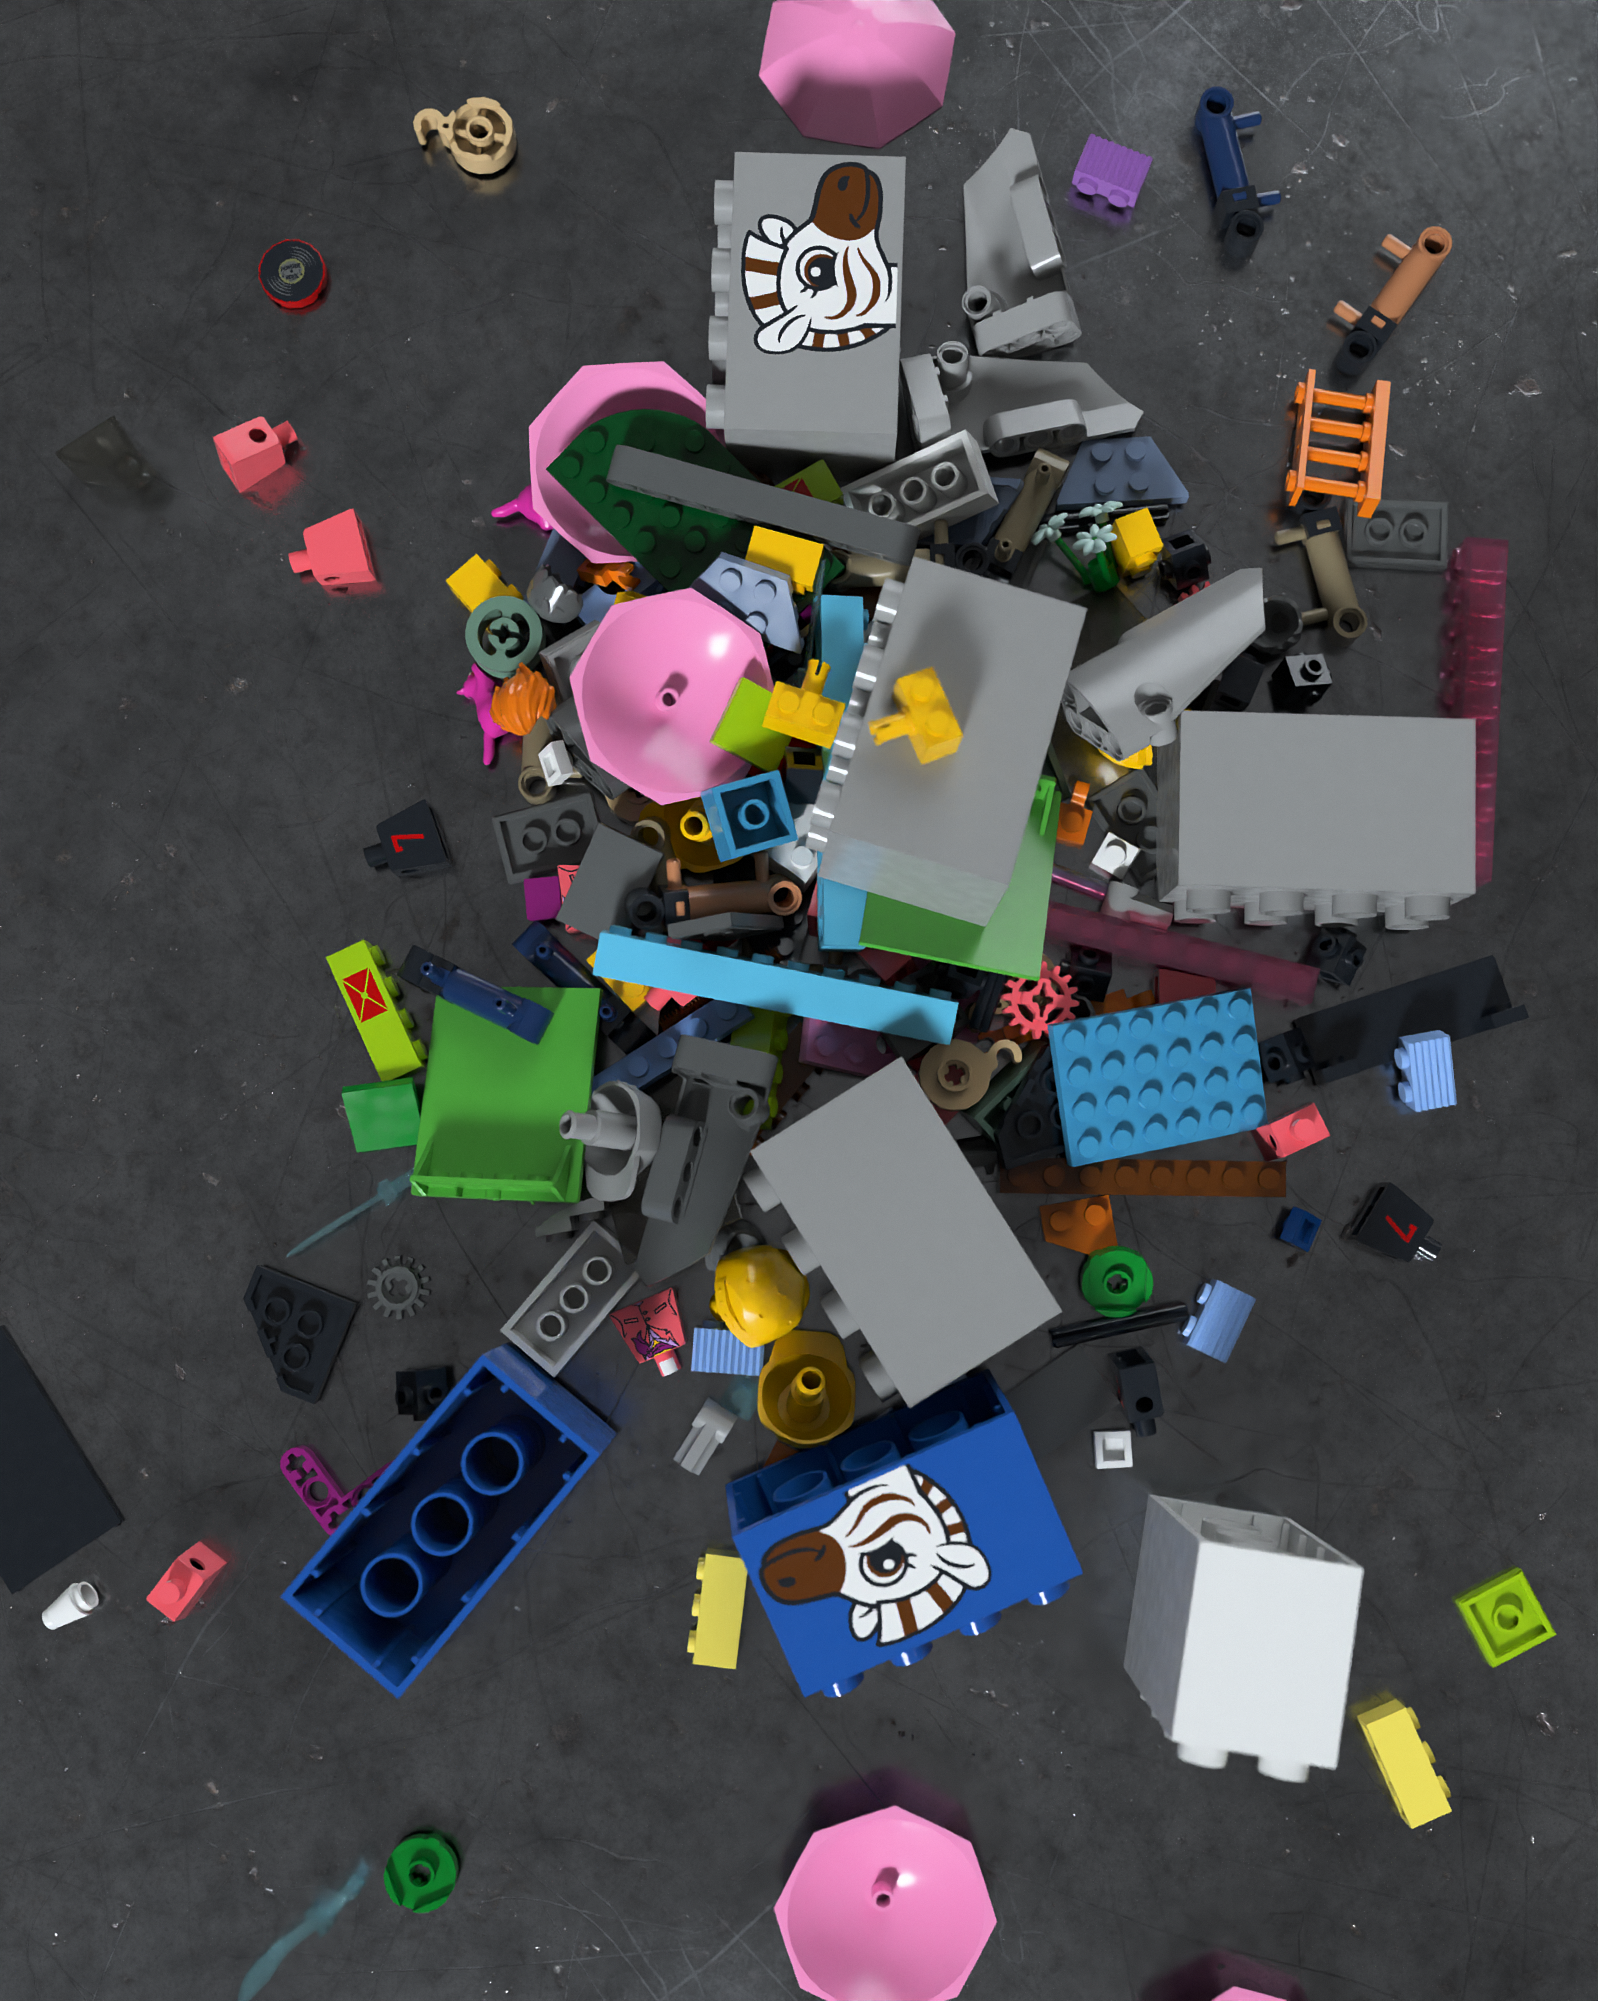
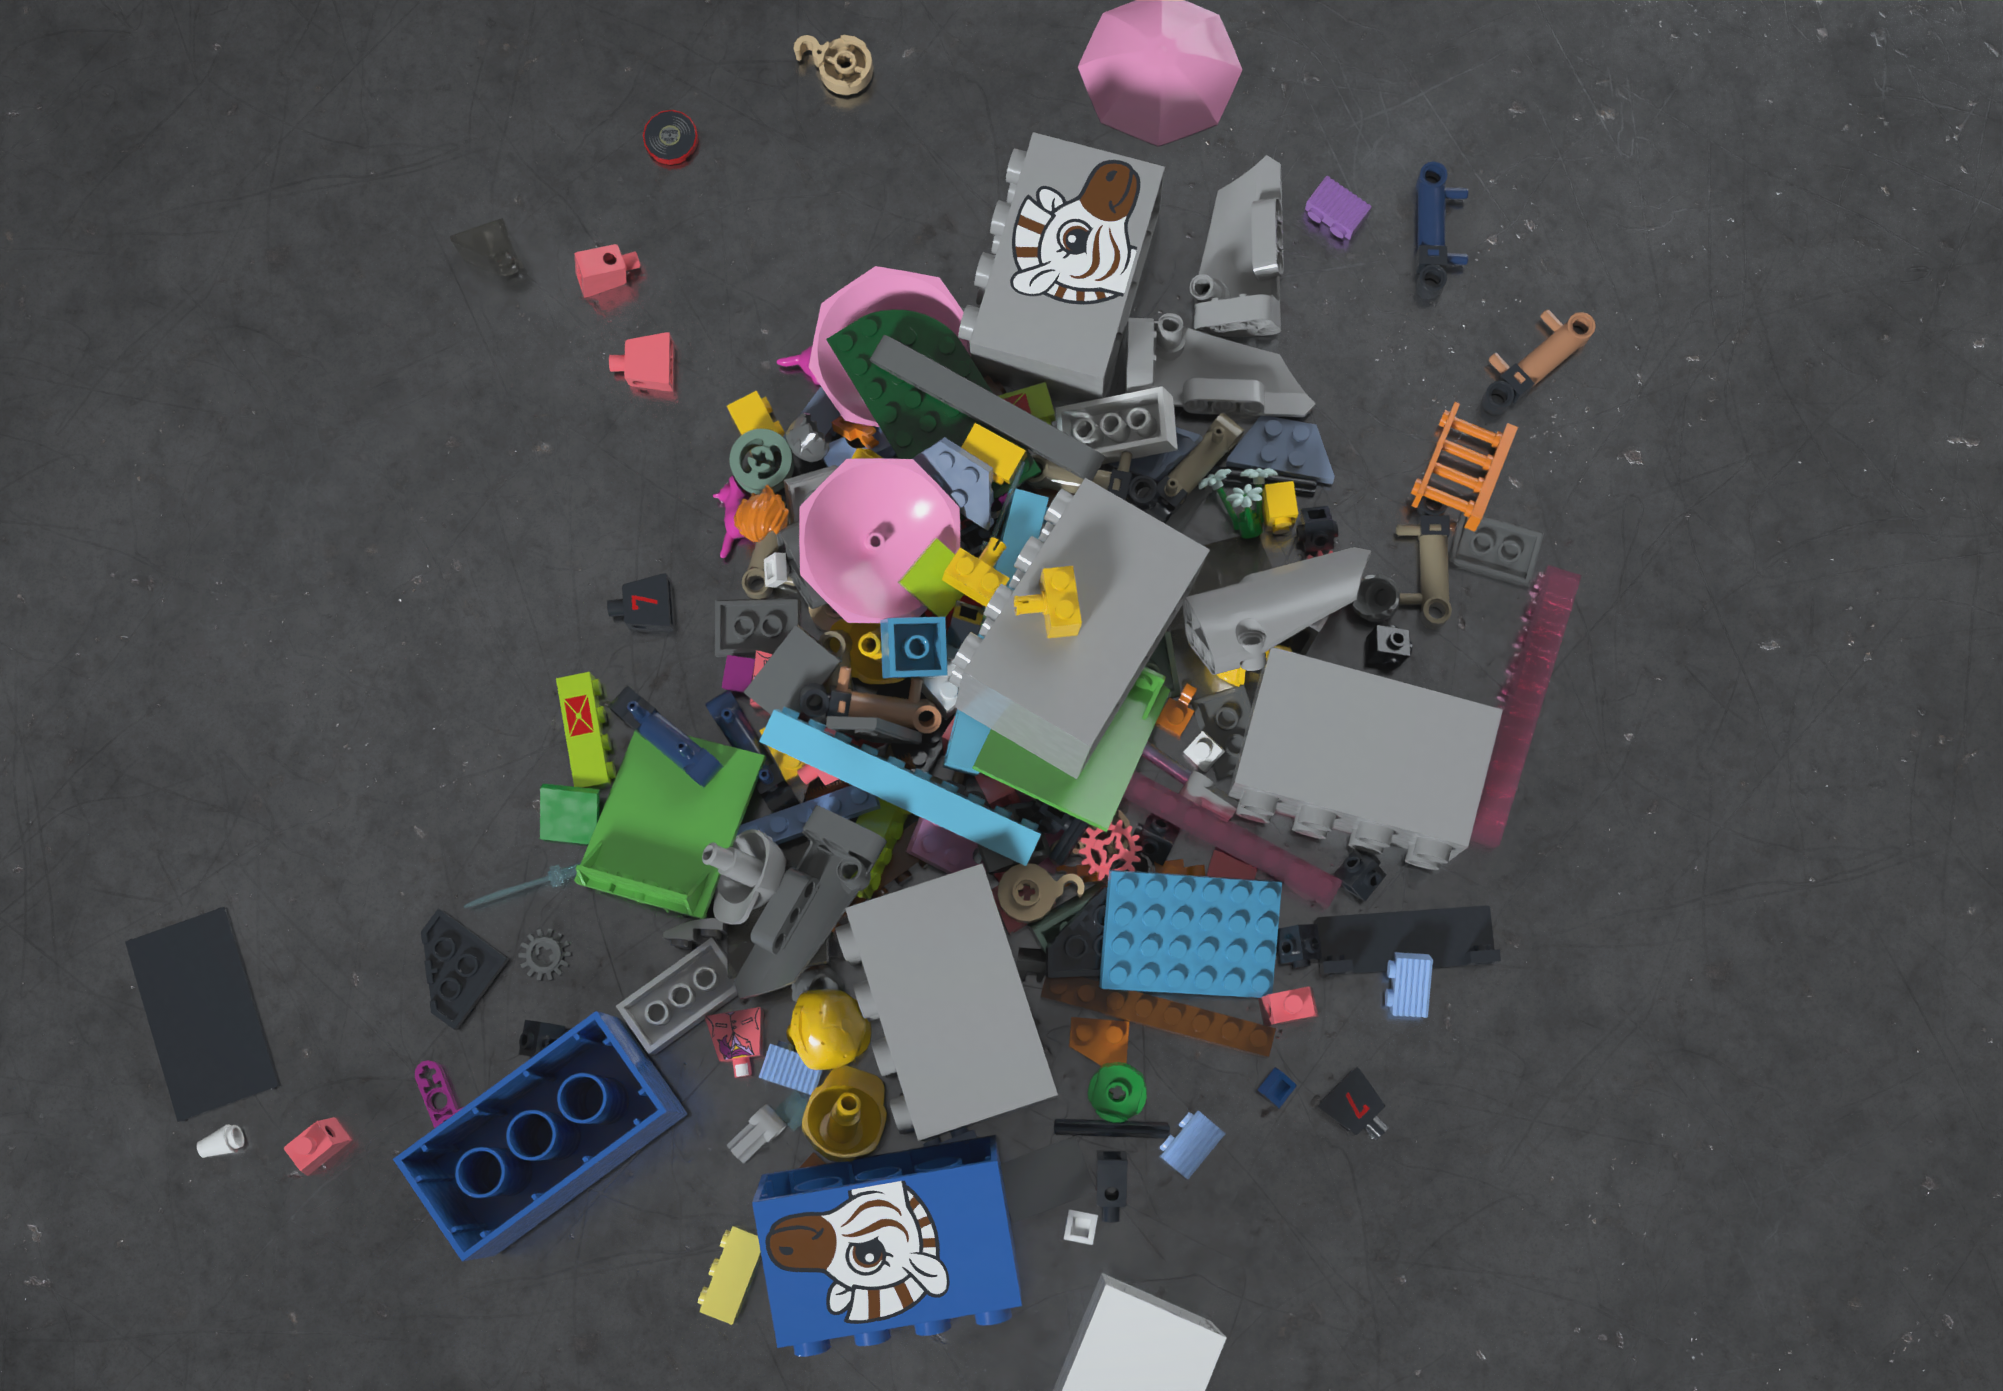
camera: 15 degrees right, 5 degrees down
(1239, 681) = (1336, 635): black brick -> none

